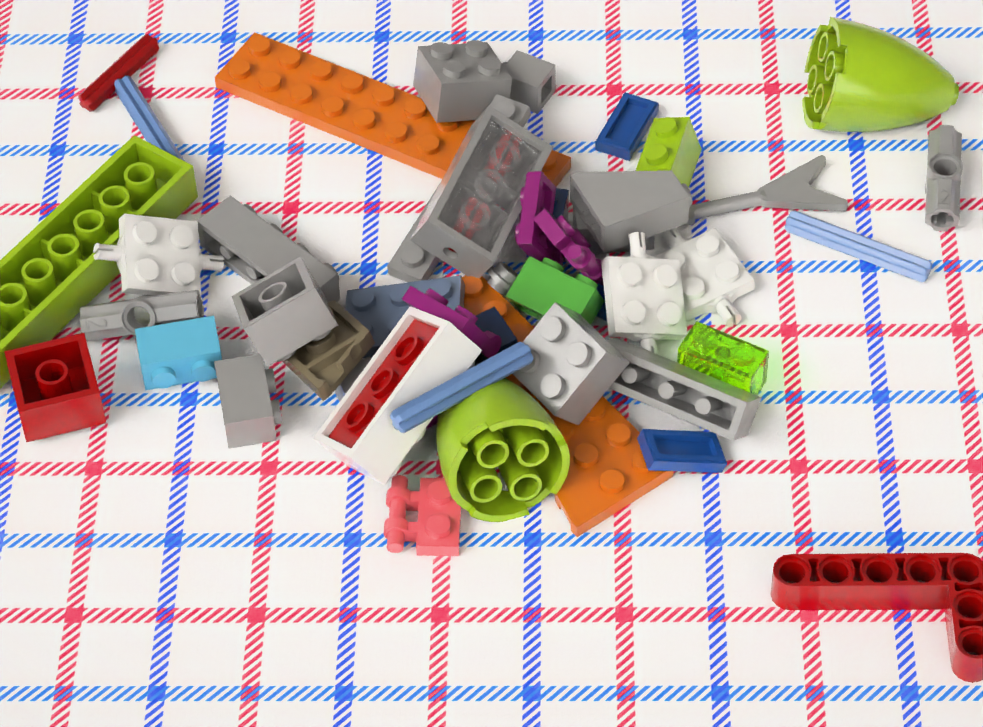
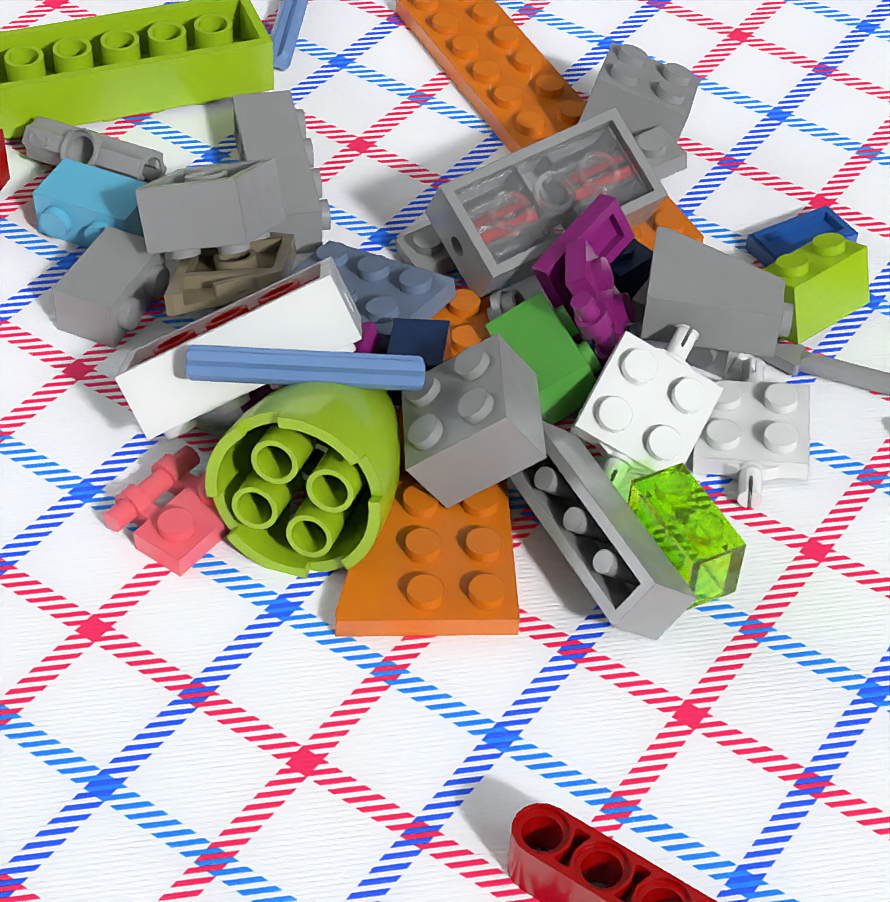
camera: 30 degrees right, 5 degrees down
(158, 255) = (161, 107): white plate -> none
(461, 318) = (368, 296): magenta plate -> none
(531, 80) = (720, 143): light grey brick -> none
(681, 451) = (543, 606): blue tile -> none

